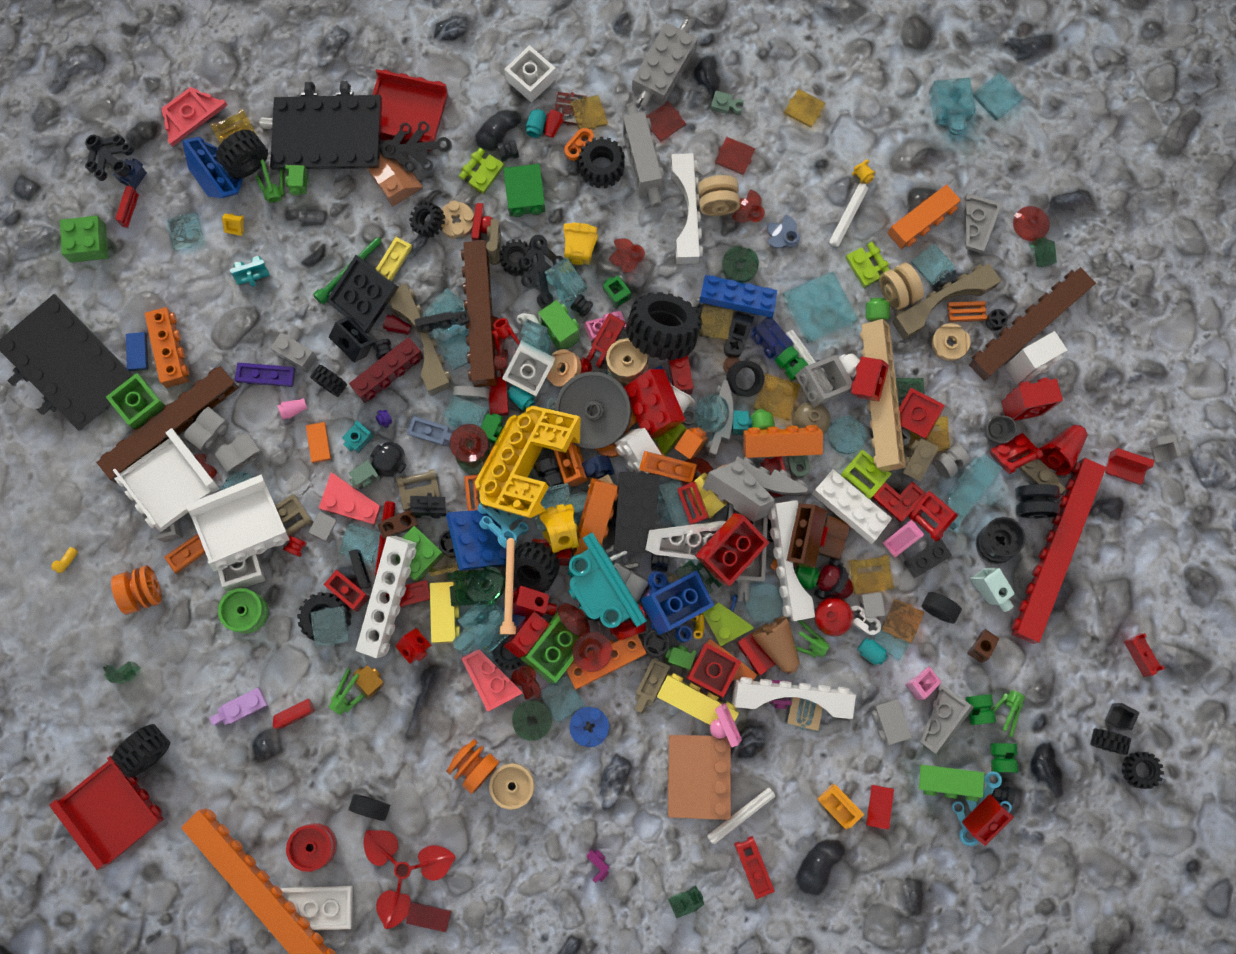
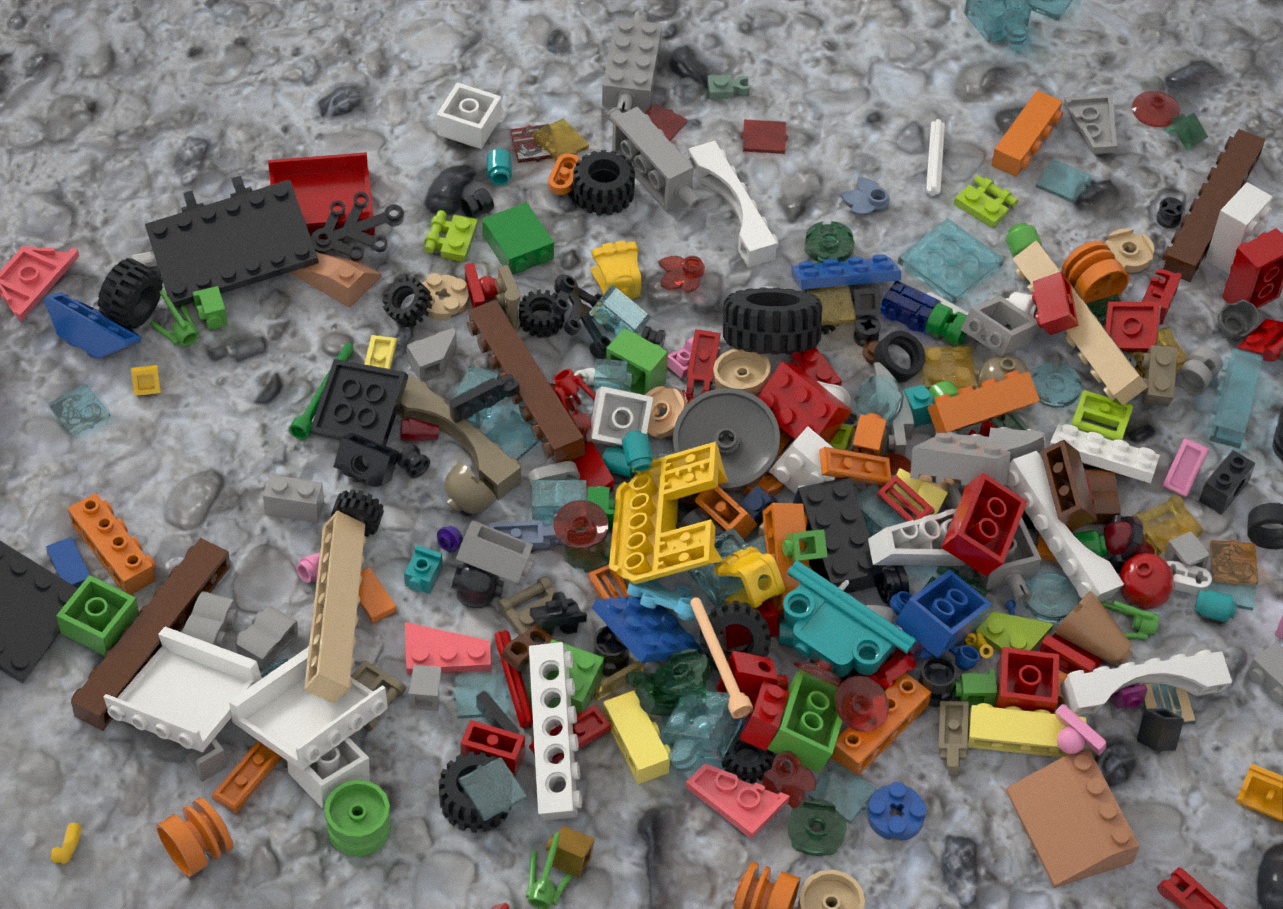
camera: 20 degrees left, 25 degrees down
(245, 124) = (91, 288): clear yellow plate -> none
(250, 272) = (192, 426): teal hips -> none
(265, 374) = (263, 536): dark purple plate -> none
(282, 454) = (335, 608): none -> tan brick
(294, 546) = (394, 722): red wheel -> none
(363, 475) = (453, 610): sand green brick -> none
(386, 370) = (426, 483): dark red brick -> none
(398, 455) = (496, 552): none -> light grey window
(408, 387) = (467, 491): none -> dark tan cylinder
(413, 646) = (614, 786): red brick -> none
(429, 267) = (432, 354): none -> light grey slope
(528, 400) = (637, 451): none -> teal brick
(553, 123) = (521, 159): red cone -> none
(604, 521) = (813, 541): none -> bright green brick
(623, 294) = (689, 311): green brick -> none
(718, 195) = (769, 174): tan wheel -> none
(741, 815) = (1149, 851): white axle -> none
(748, 206) = (810, 183): clear red plate -> none
(789, 732) = (1160, 729): none -> black panel
(804, 108) = (824, 67): clear yellow piece -> none
(864, 172) = (931, 108): yellow brick -> none
(899, 504) = (1158, 437): red plate -> none
(901, 286) = (1040, 203): tan wheel -> none
(914, 358) = (1095, 272): none -> orange wheel
(938, 511) = (1213, 421): red plate -> none
(954, 387) = (1162, 290): none -> red hinge
(976, 283) = (1125, 182): dark tan arch -> none
(983, 317) = (1128, 212): orange tile -> none

